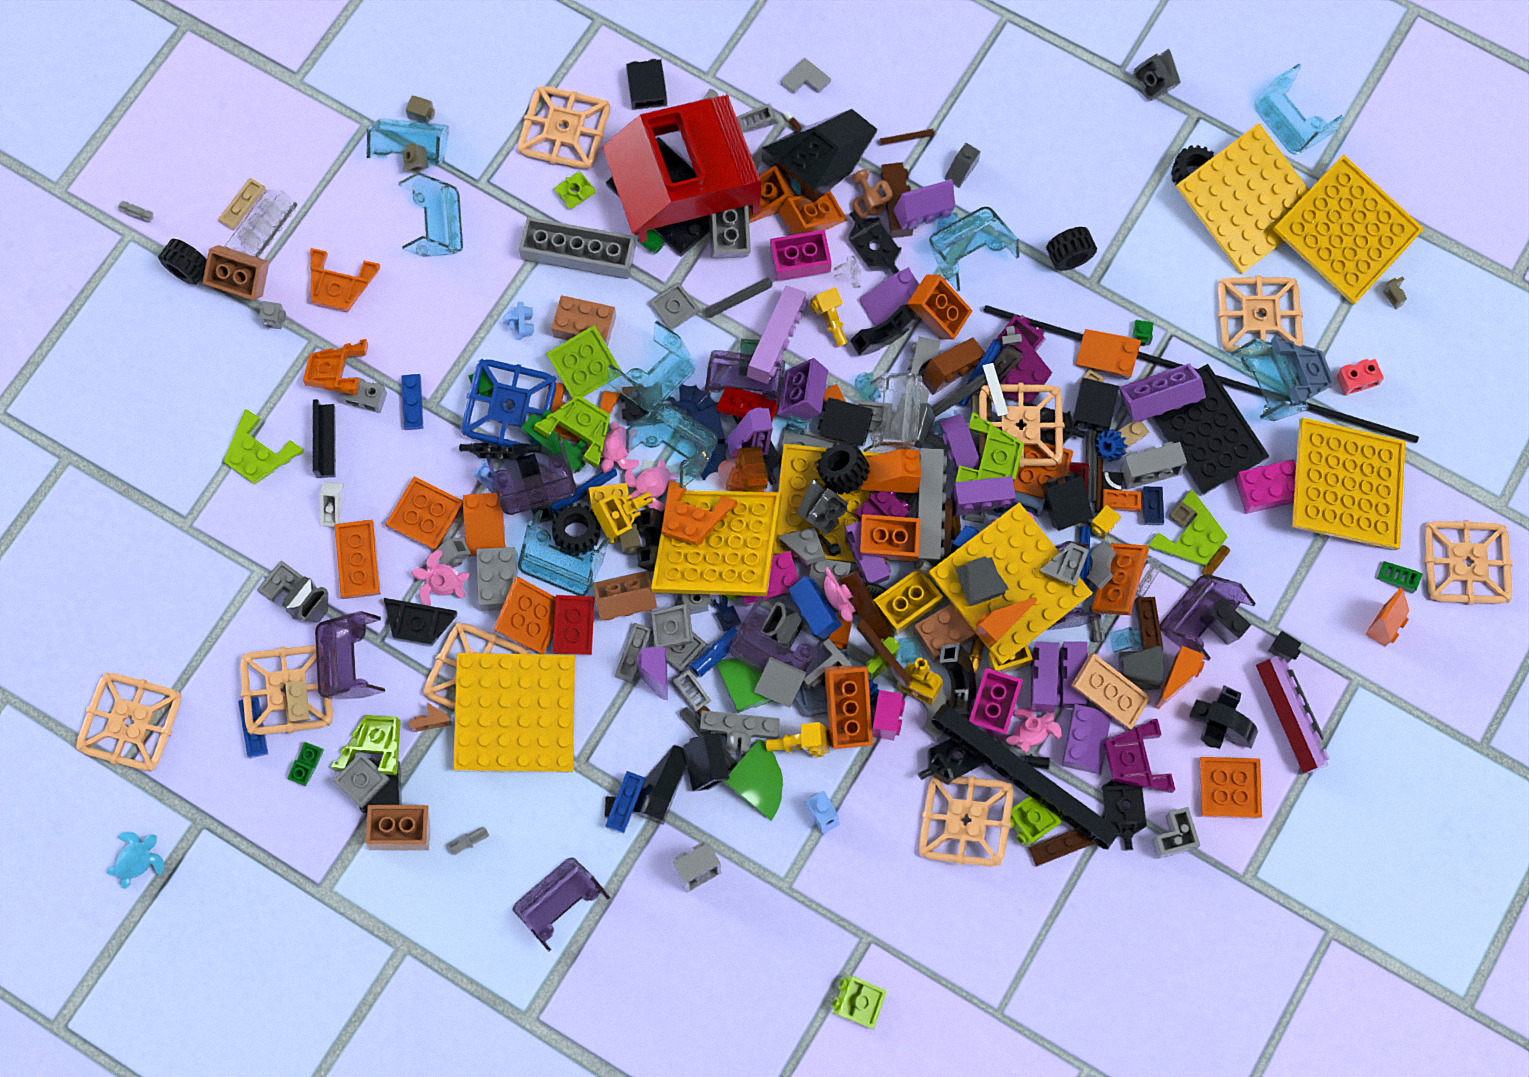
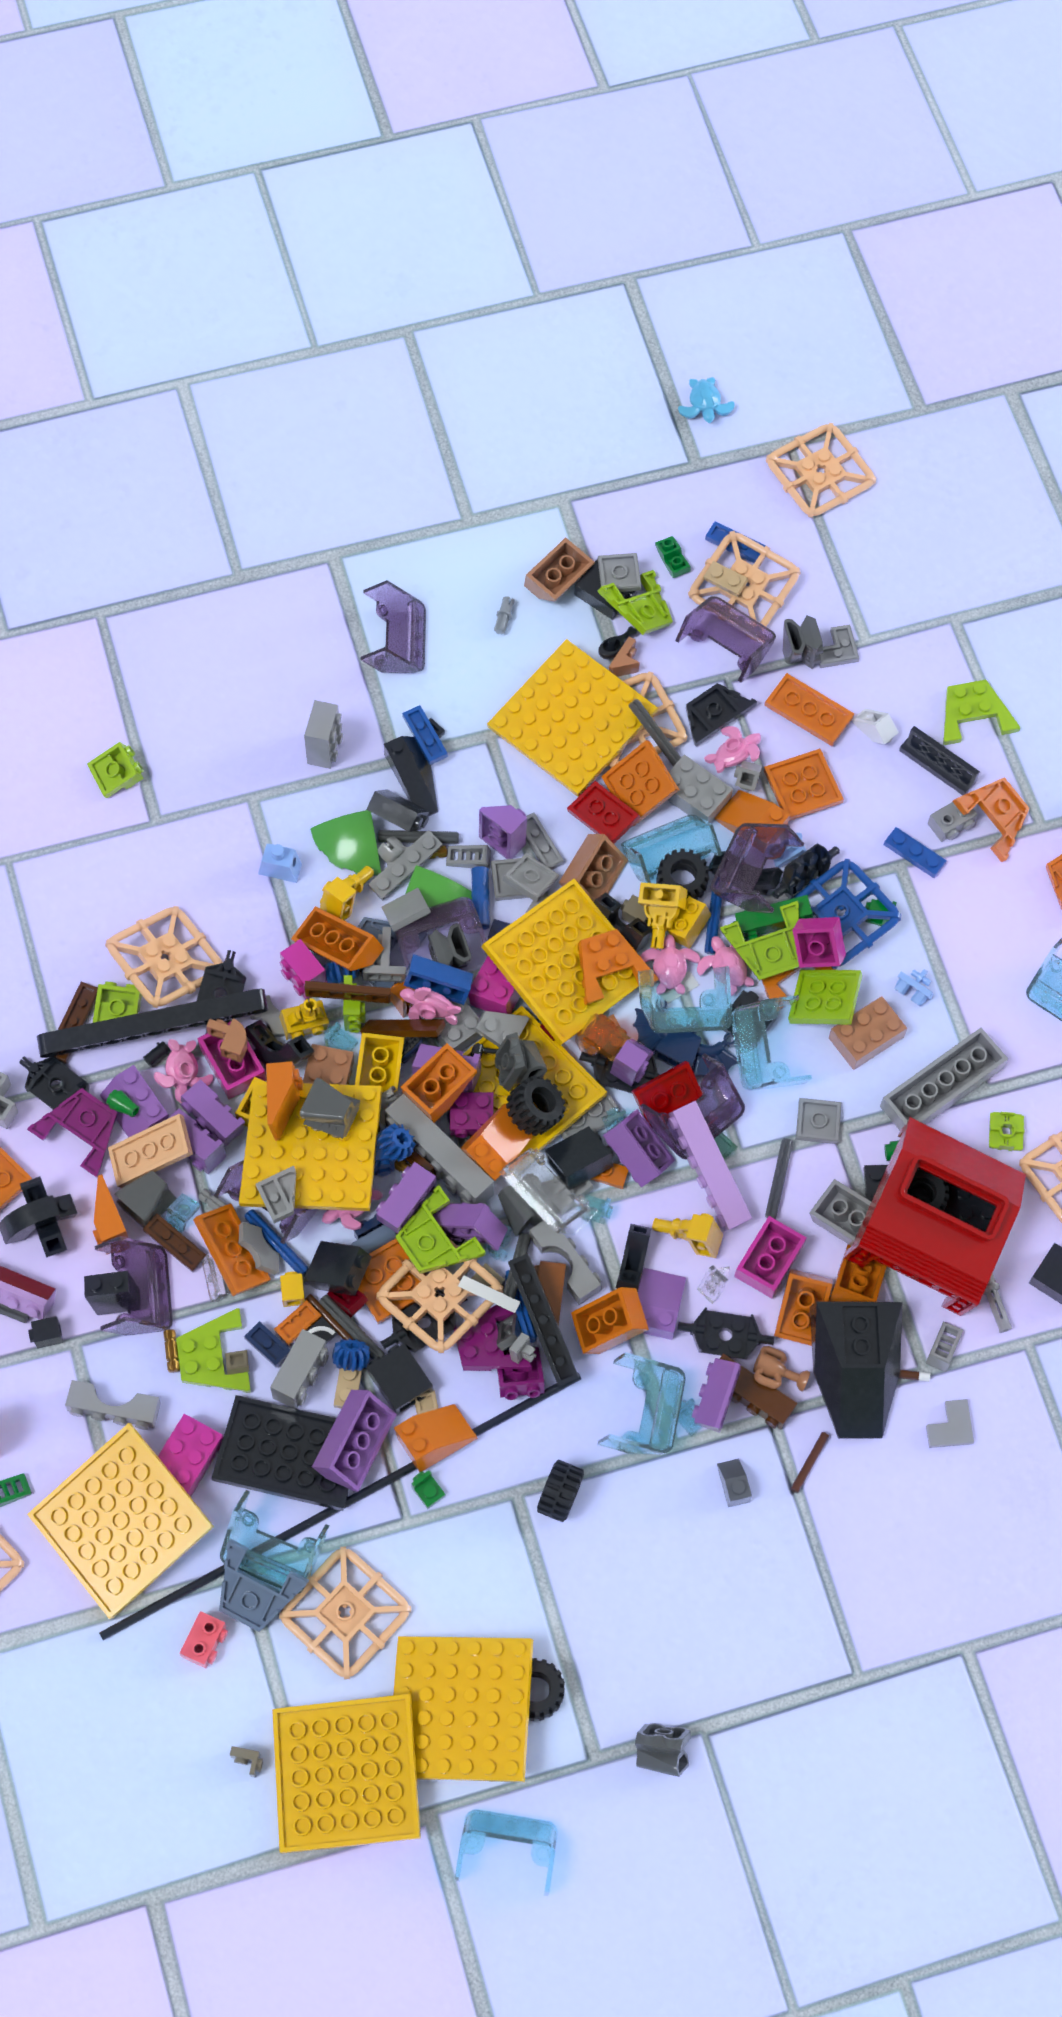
camera: 130 degrees right, 5 degrees down
(424, 738) = (610, 647): none -> black piece
(478, 638) = (654, 731): none -> dark grey axle
(552, 389) = (819, 942): none -> dark pink brick
(957, 526) = (396, 1142): none -> blue gear
(980, 342) = (543, 1319): none -> black brick
(985, 703) = (234, 1038): none -> nougat brick
(1098, 741) = (122, 1103): none -> green cone
(1272, 542) = (140, 1410): none -> light grey arch

